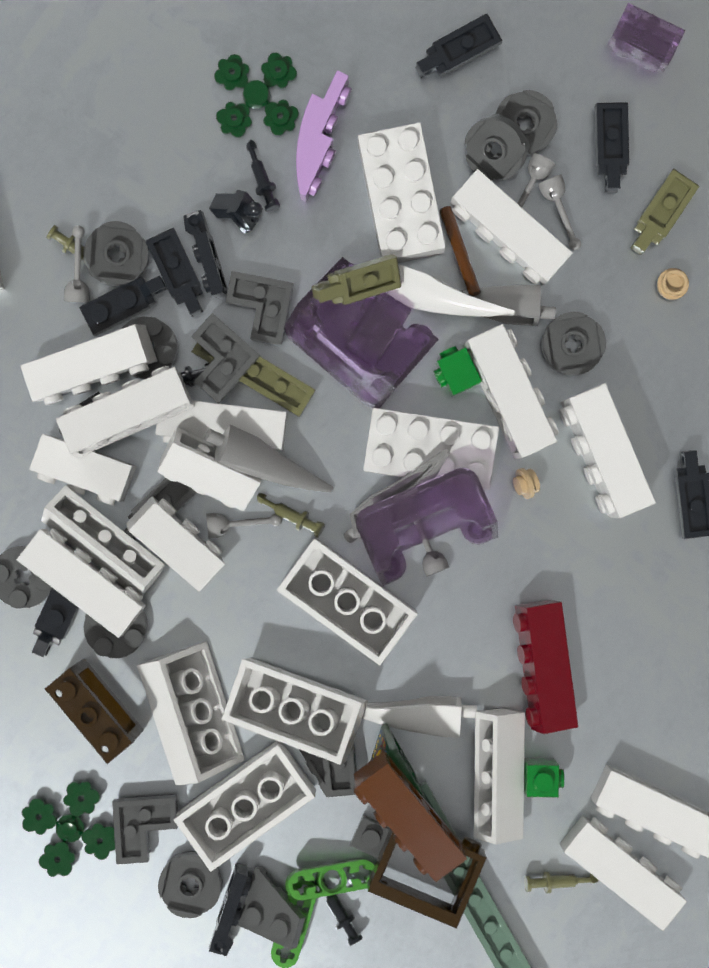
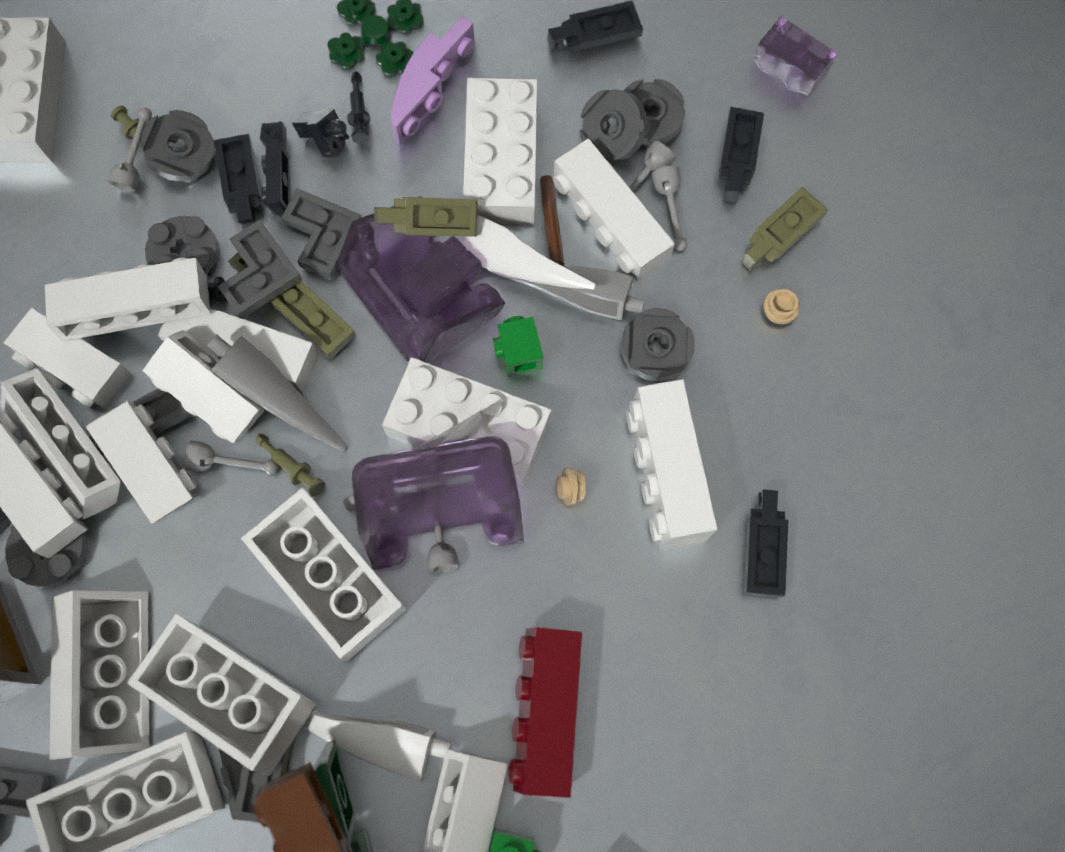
camera: 10 degrees right, 15 degrees down
(89, 363) = (109, 244): white brick -> none
(121, 304) = (170, 199): black hinge -> none
(510, 392) = (573, 375): white brick -> none

